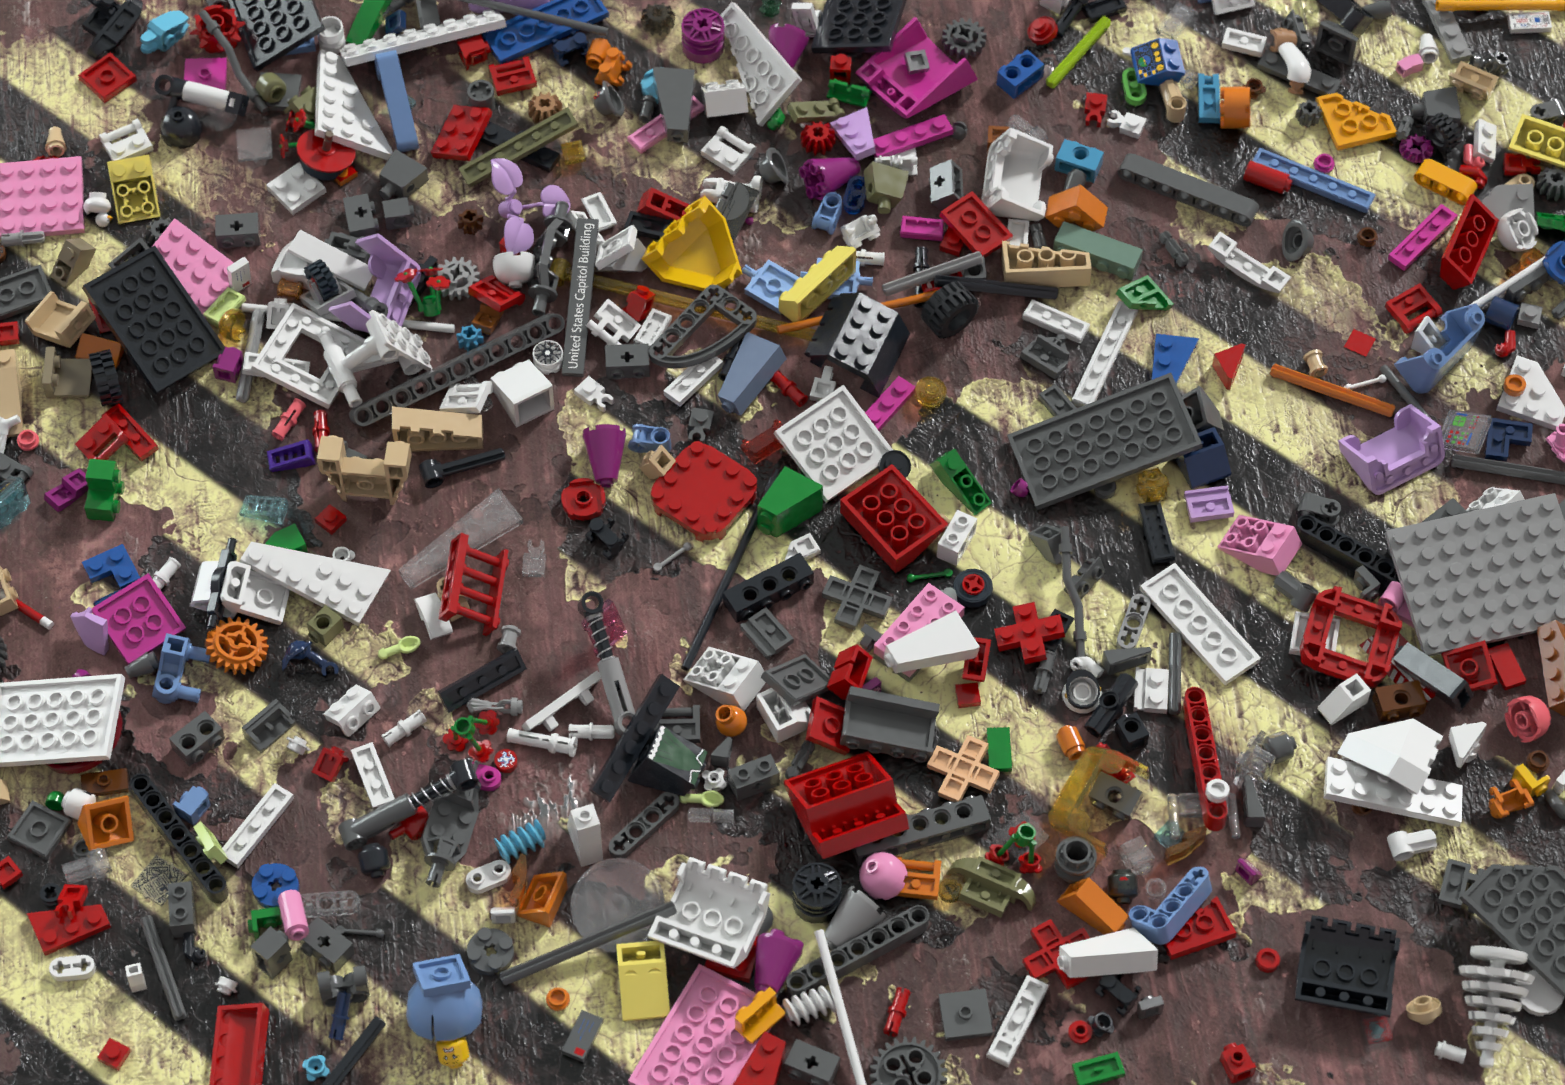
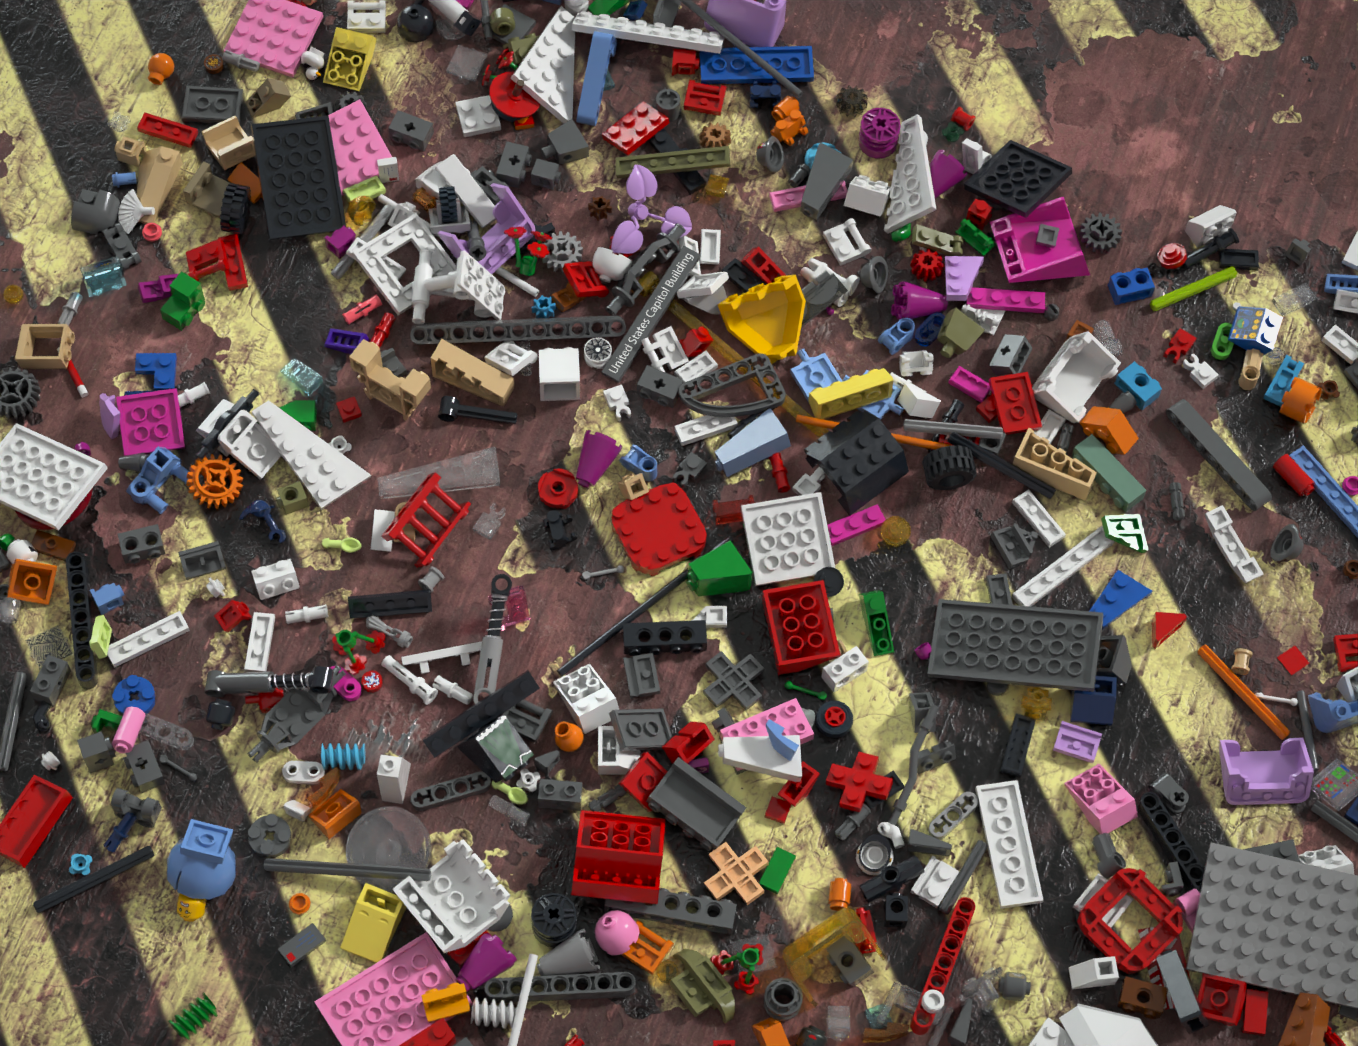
camera: 25 degrees right, 5 degrees up
(882, 265) = (918, 402): none -> white slope
(944, 624) = (780, 743): none -> medium blue slope

